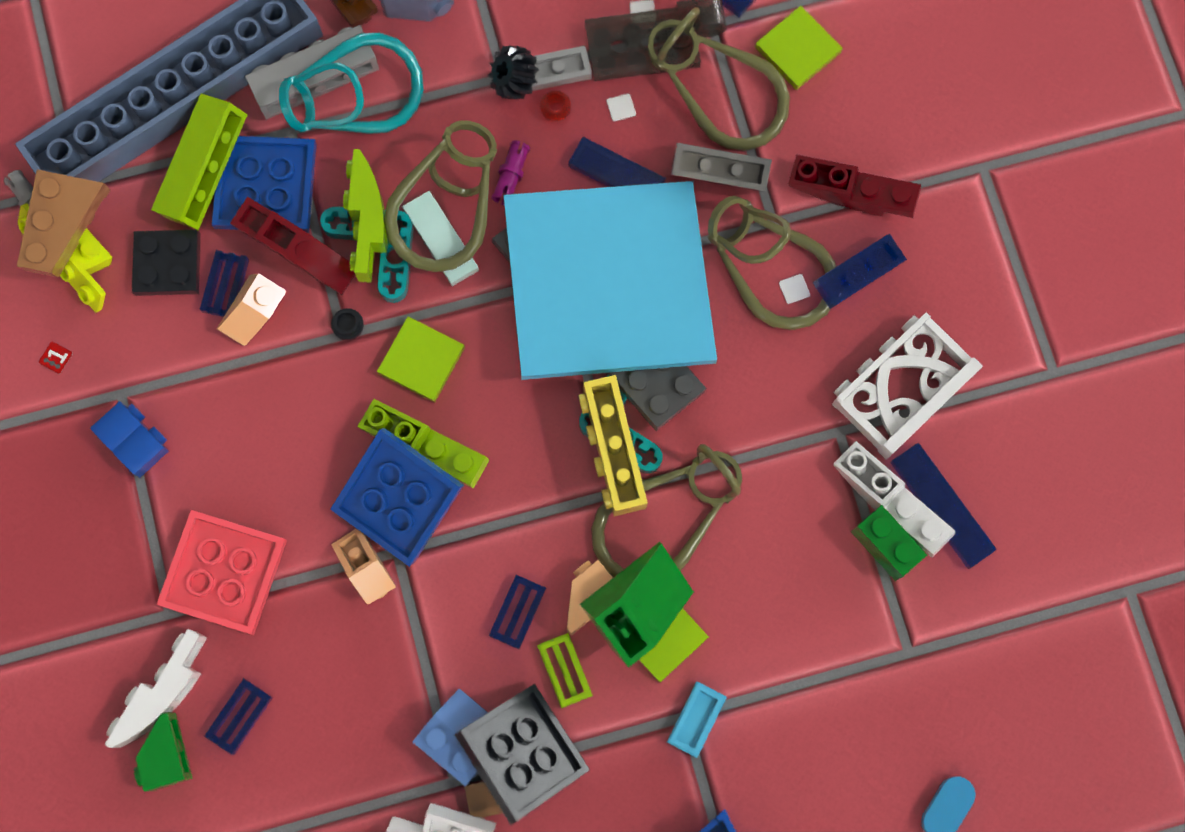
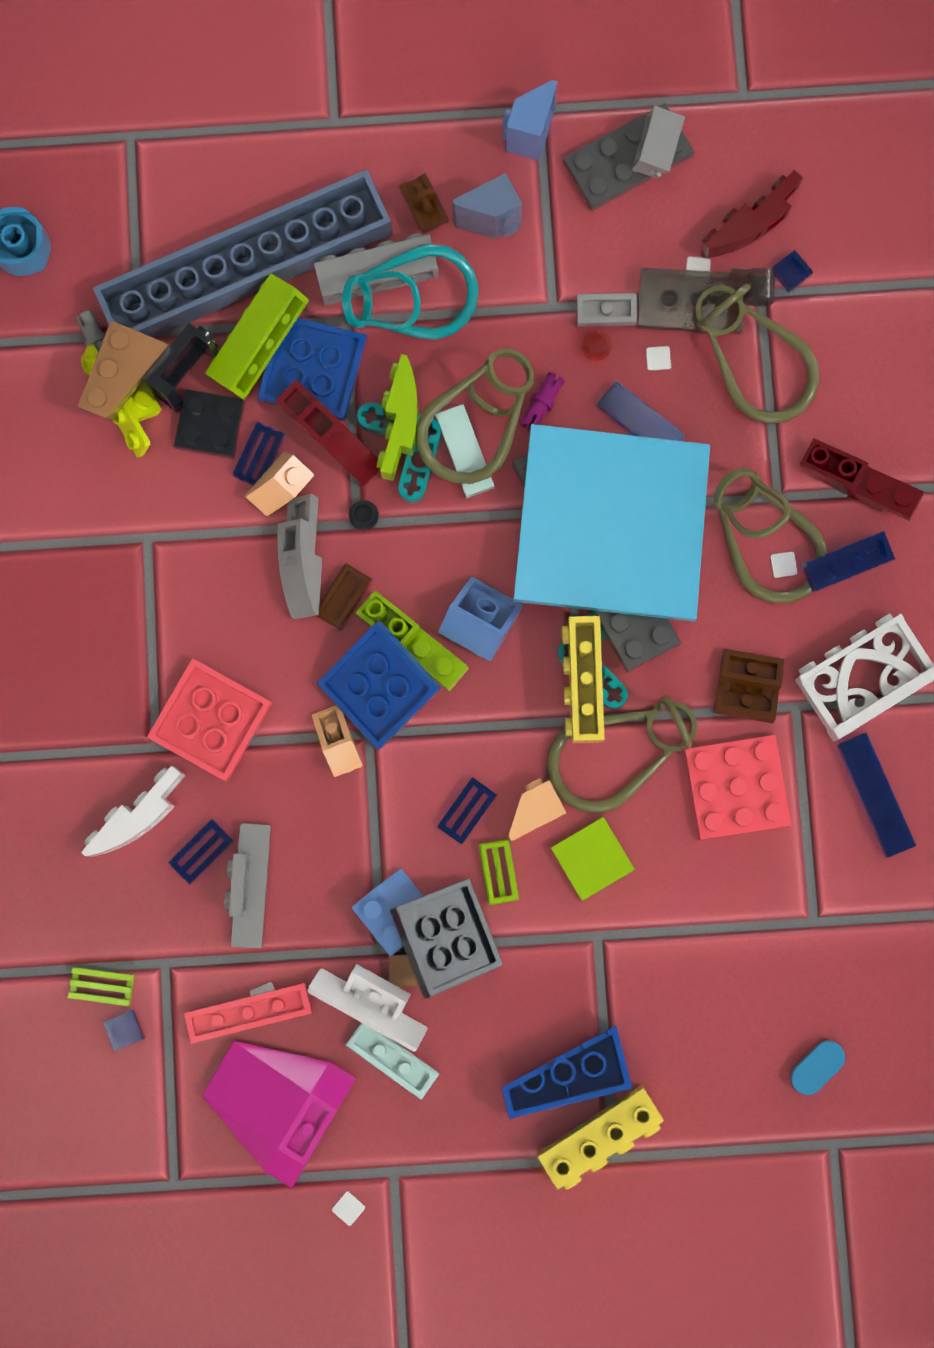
camera: 20 degrees right, 5 degrees up
(55, 357) = (94, 492): red sticker -> none
(120, 203) = (177, 362): none -> black panel
(130, 439) = (149, 582): blue brick -> none
(163, 756) = (129, 873): green slope -> none
(285, 384) = (297, 560): none -> light grey slope
(297, 743) = (249, 885): none -> light grey bracket
(341, 413) = (343, 596): none -> reddish brown tile
(421, 359) = (424, 561): lime tile -> none
(490, 406) = (480, 618): none -> medium blue slope
(513, 72) = (563, 307): black gear -> none
(639, 604) = (578, 828): green slope -> none
(696, 719) = (608, 940): medium azure tile -> none
(720, 167) = (739, 436): dark grey brick -> none
(786, 419) = (748, 686): none -> reddish brown slope
(797, 527) = (737, 787): none -> coral plate
(798, 47) = (838, 333): lime tile -> none
(882, 487) = (830, 780): white slope -> none
(889, 543) = (817, 819): green brick -> none

